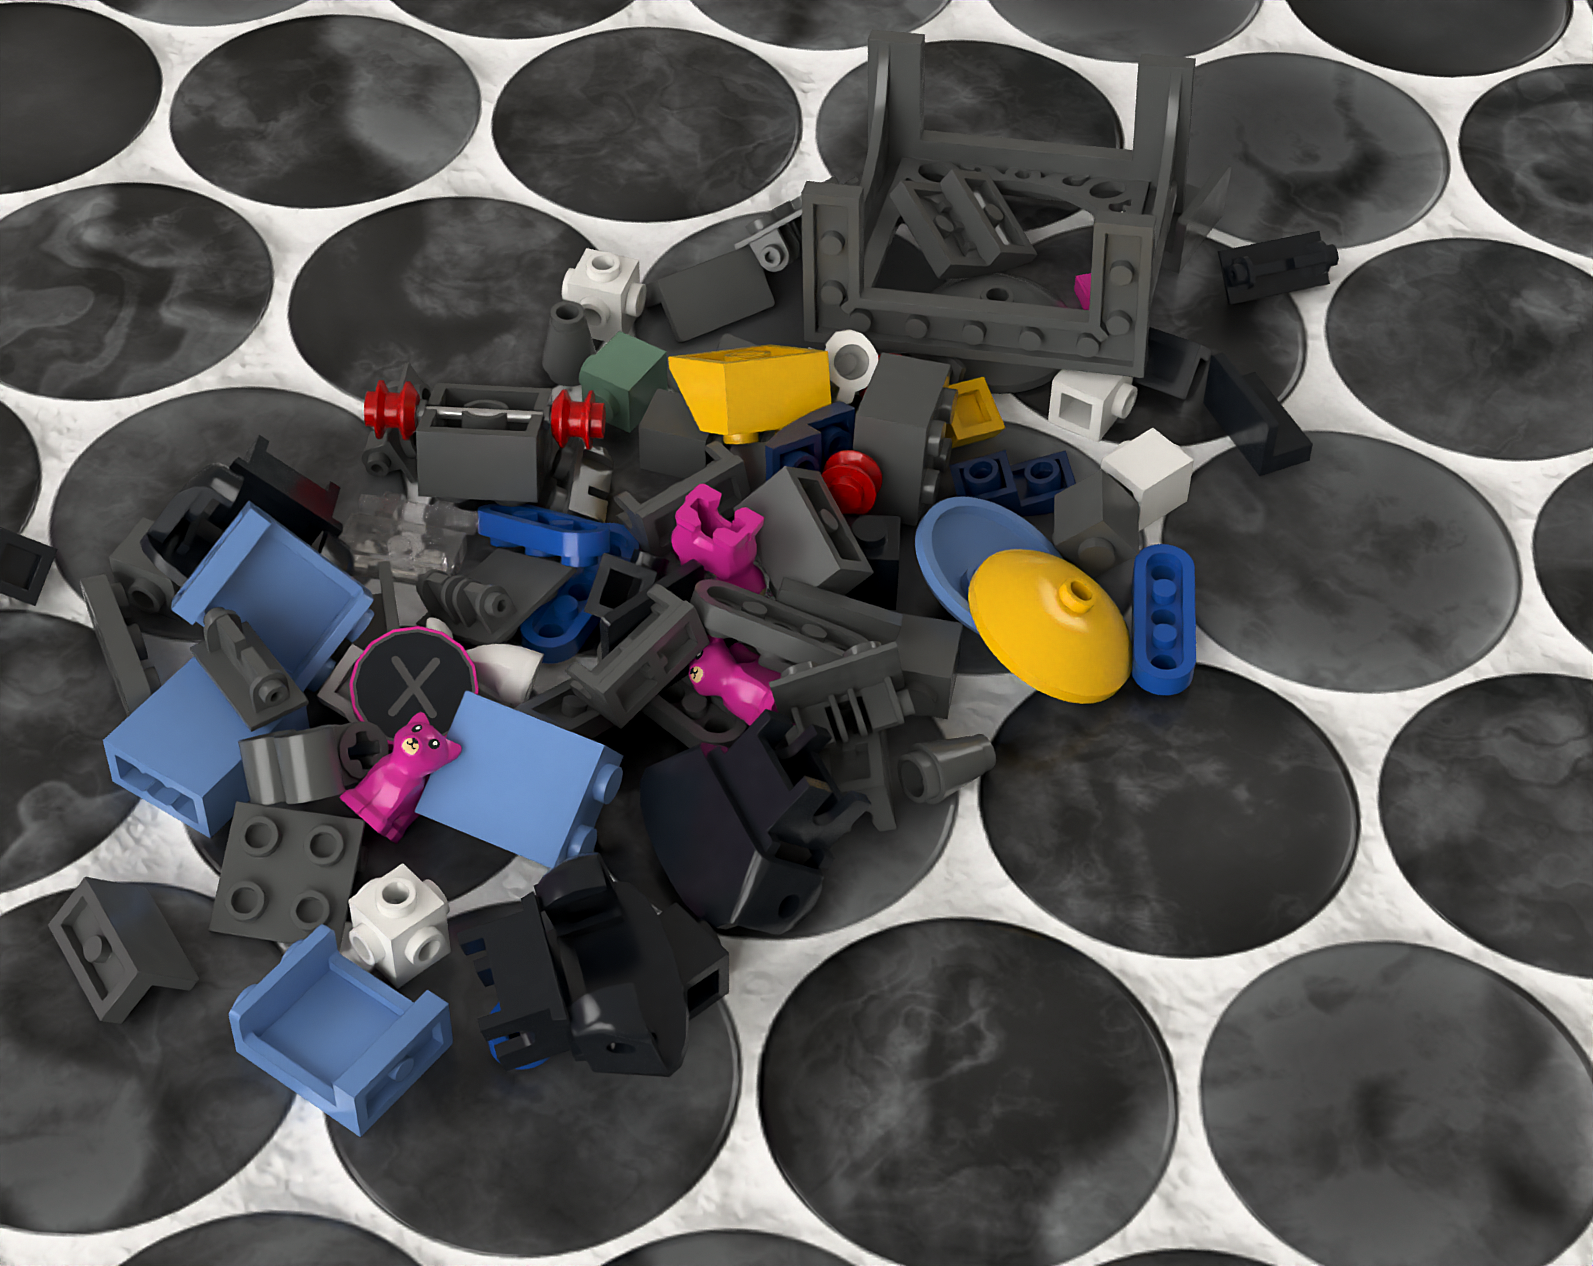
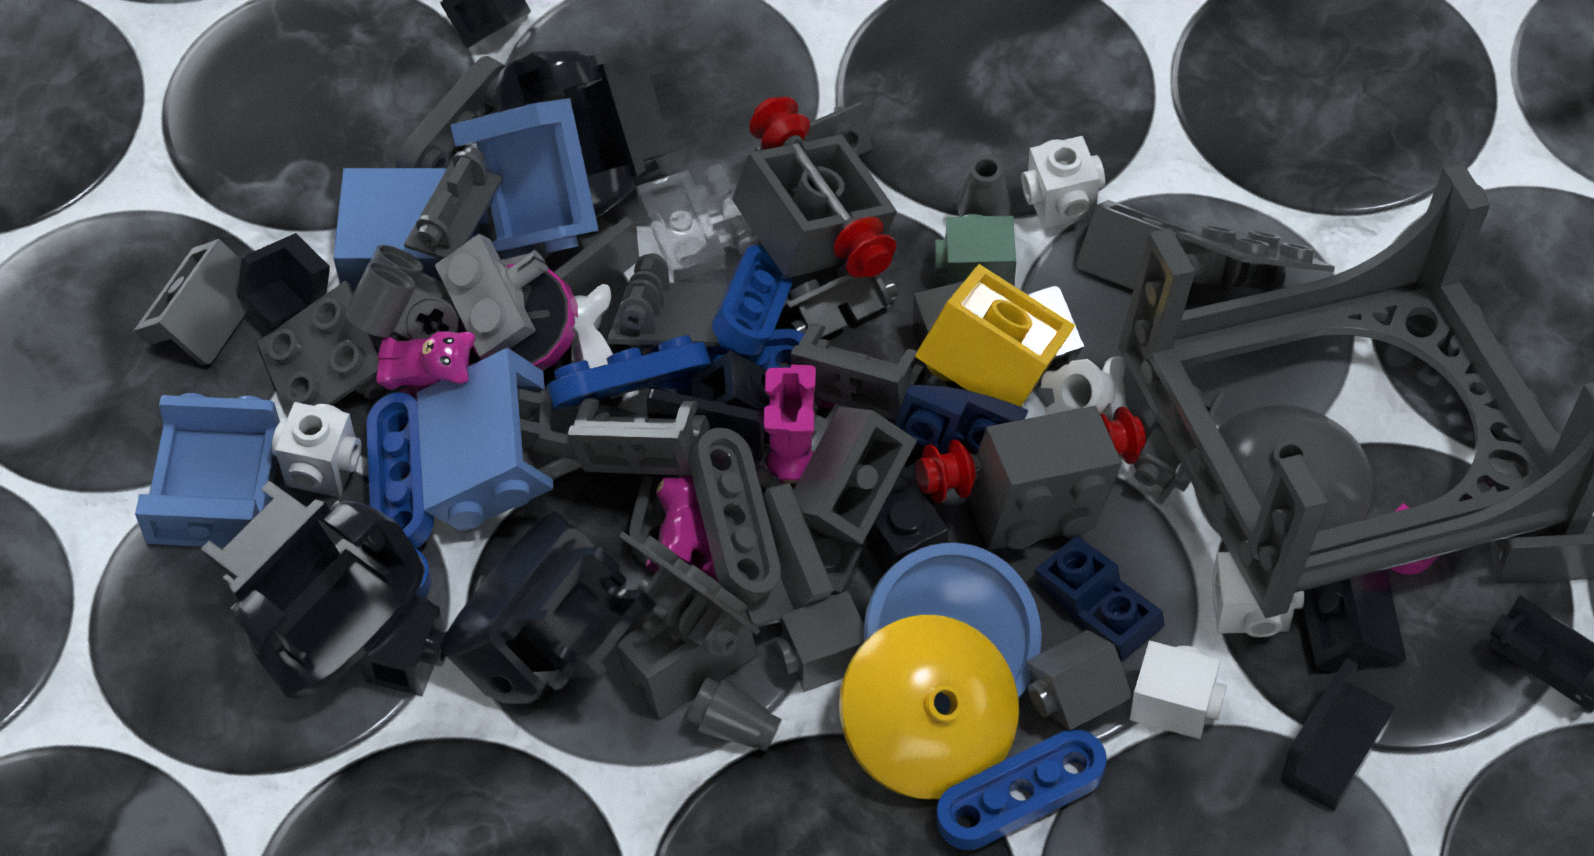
camera: 60 degrees right, 10 degrees up
(177, 859) = (282, 280): none -> black panel
(374, 685) = (490, 293): none -> light grey plate
(460, 862) = (390, 458): none -> blue plate
(557, 634) = (627, 372): none -> blue plate
(963, 225) = (1361, 380): dark grey slope -> none
(975, 414) = (1146, 512): yellow plate -> none

